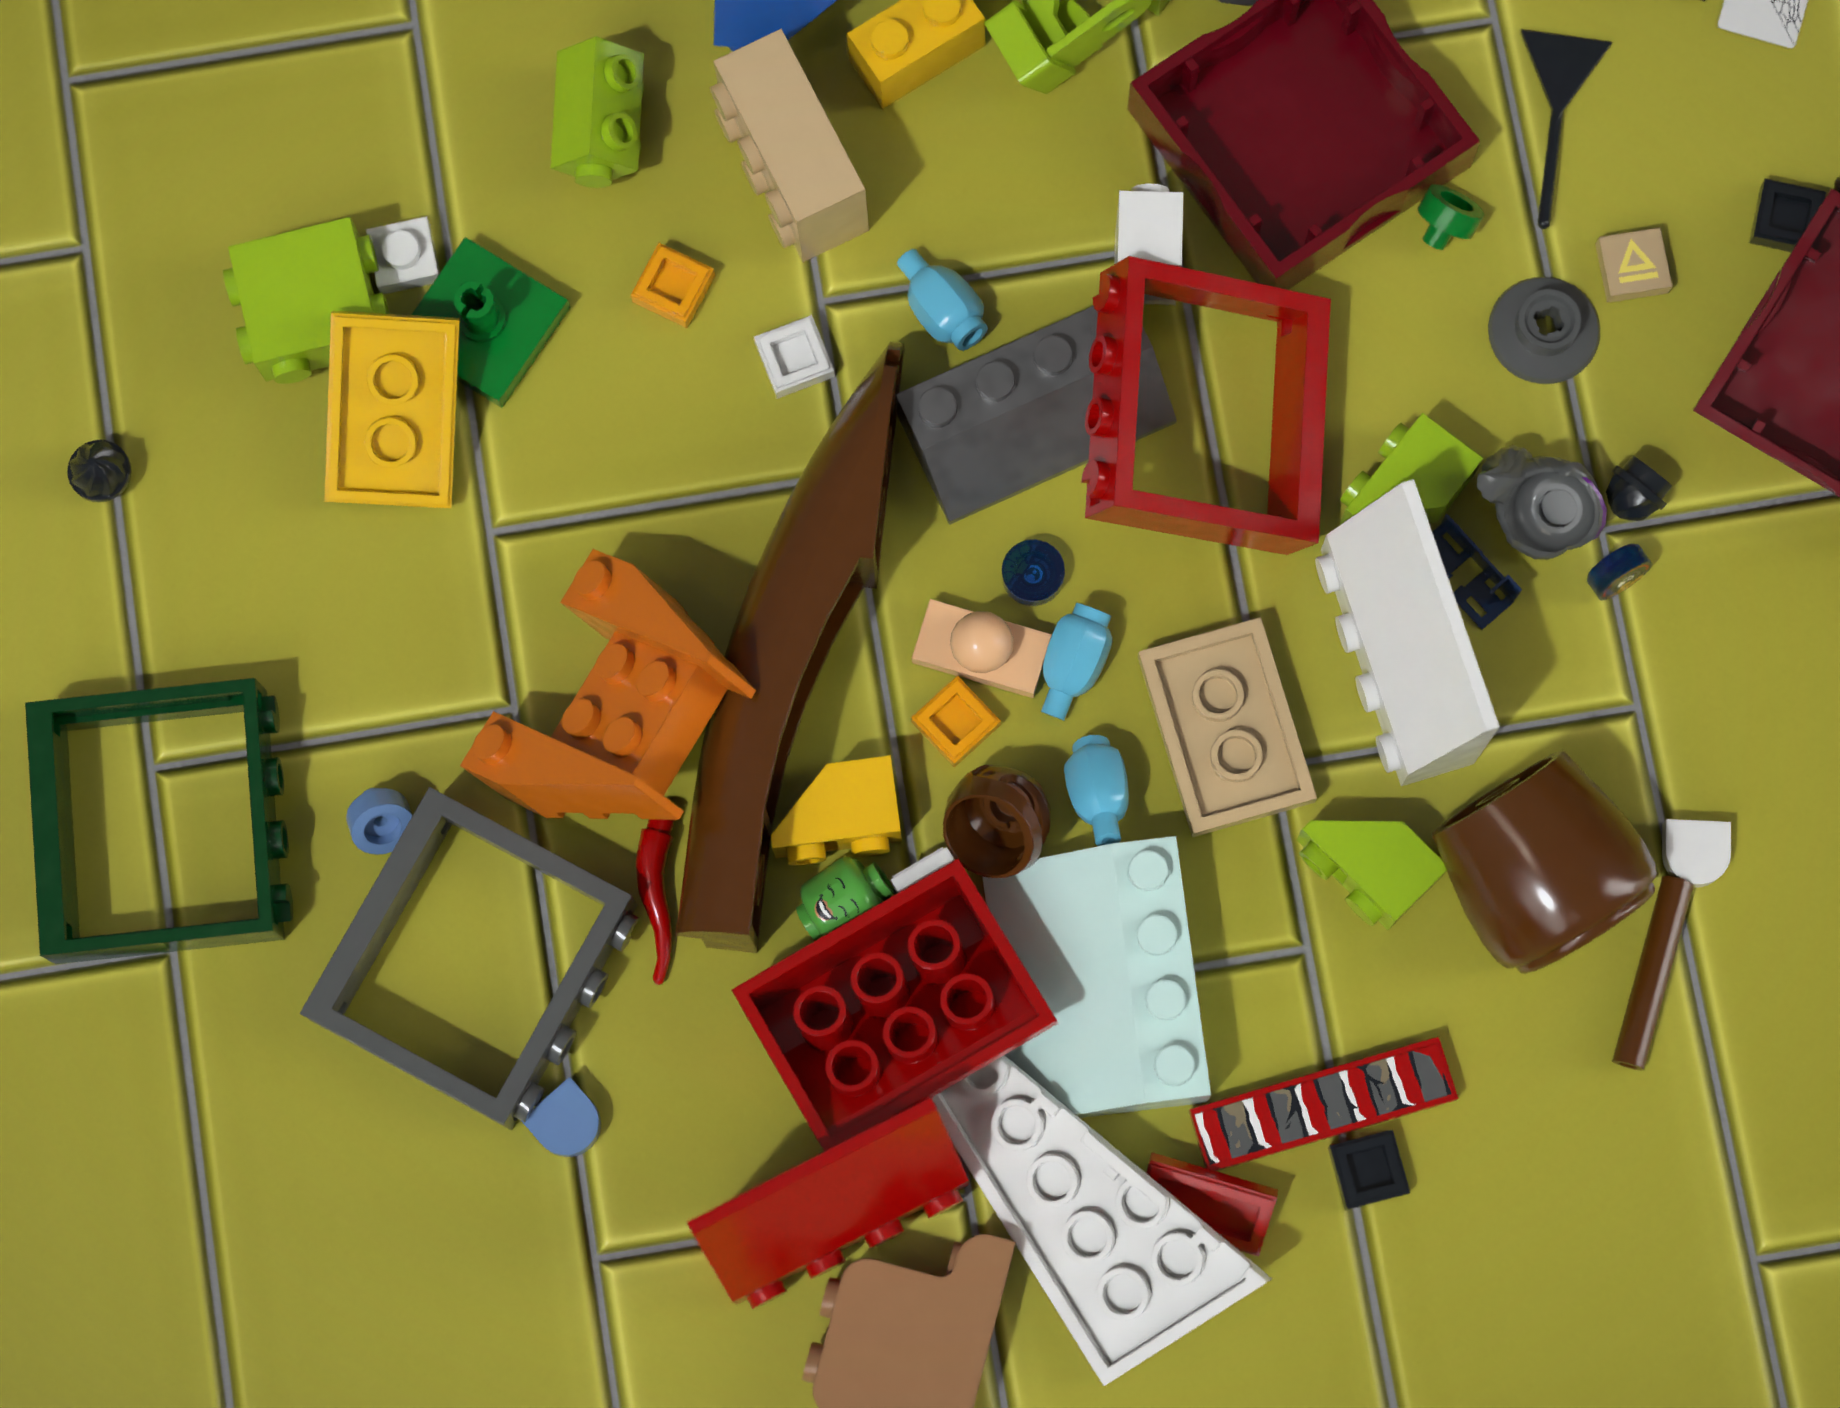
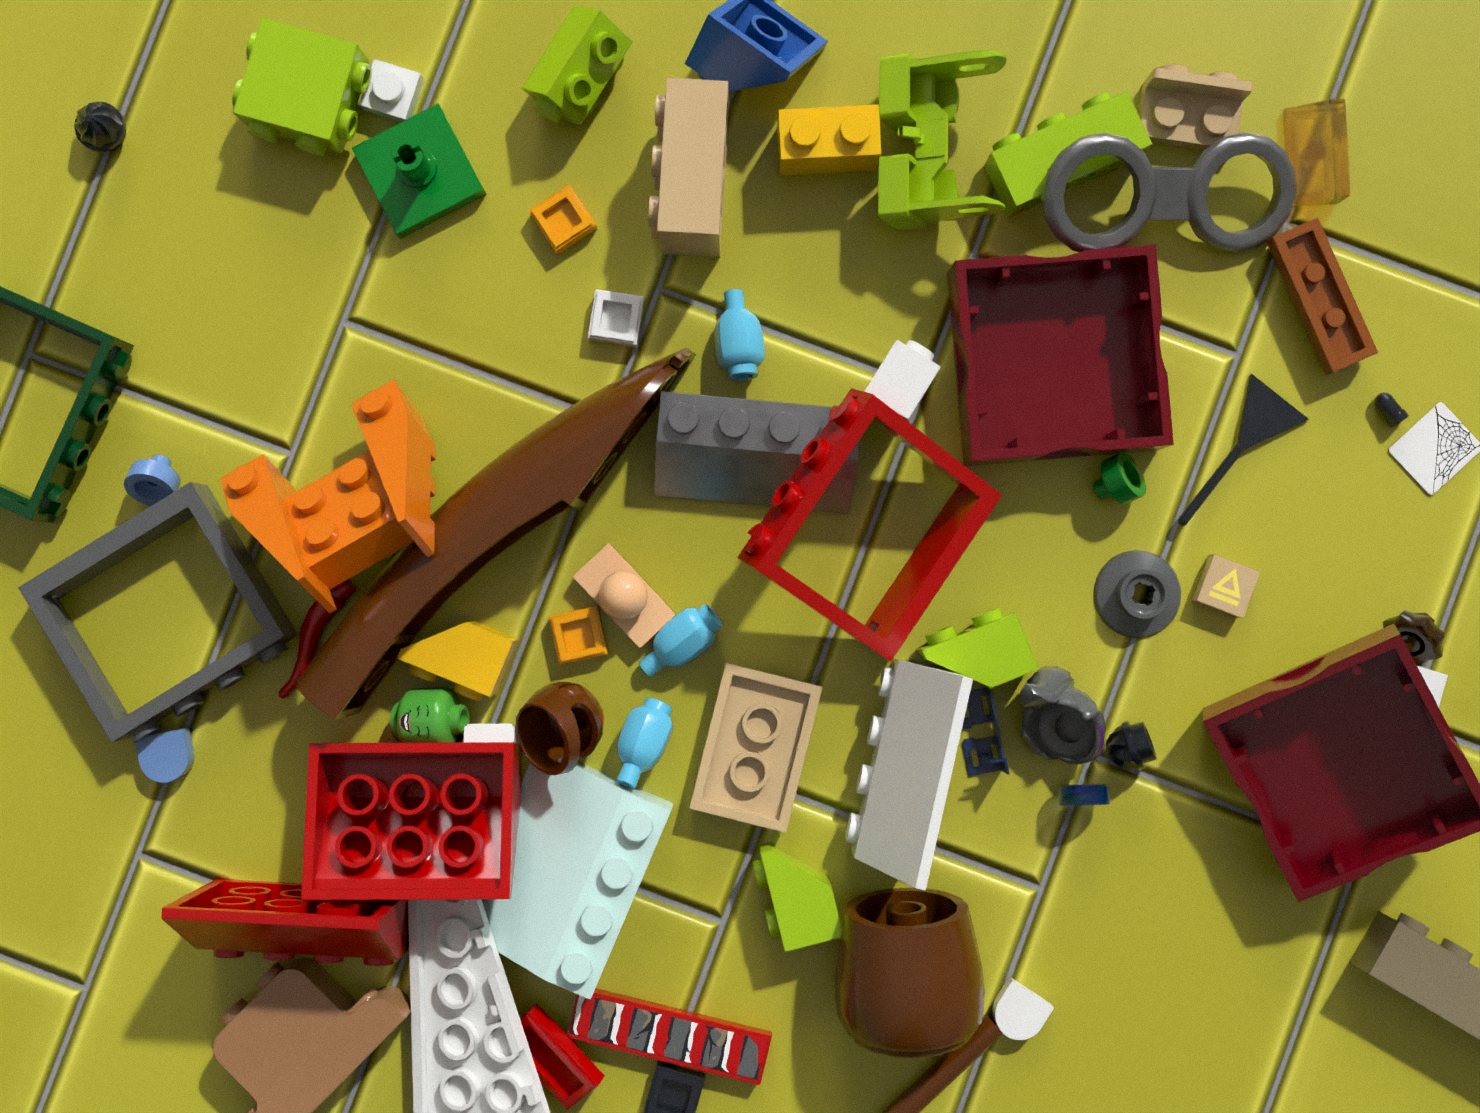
camera: 25 degrees right, 10 degrees up
(391, 409) = (314, 198): yellow tile -> none
(1033, 572) = (690, 563): clear blue tile -> none
(1783, 214) = (1352, 612): black tile -> none

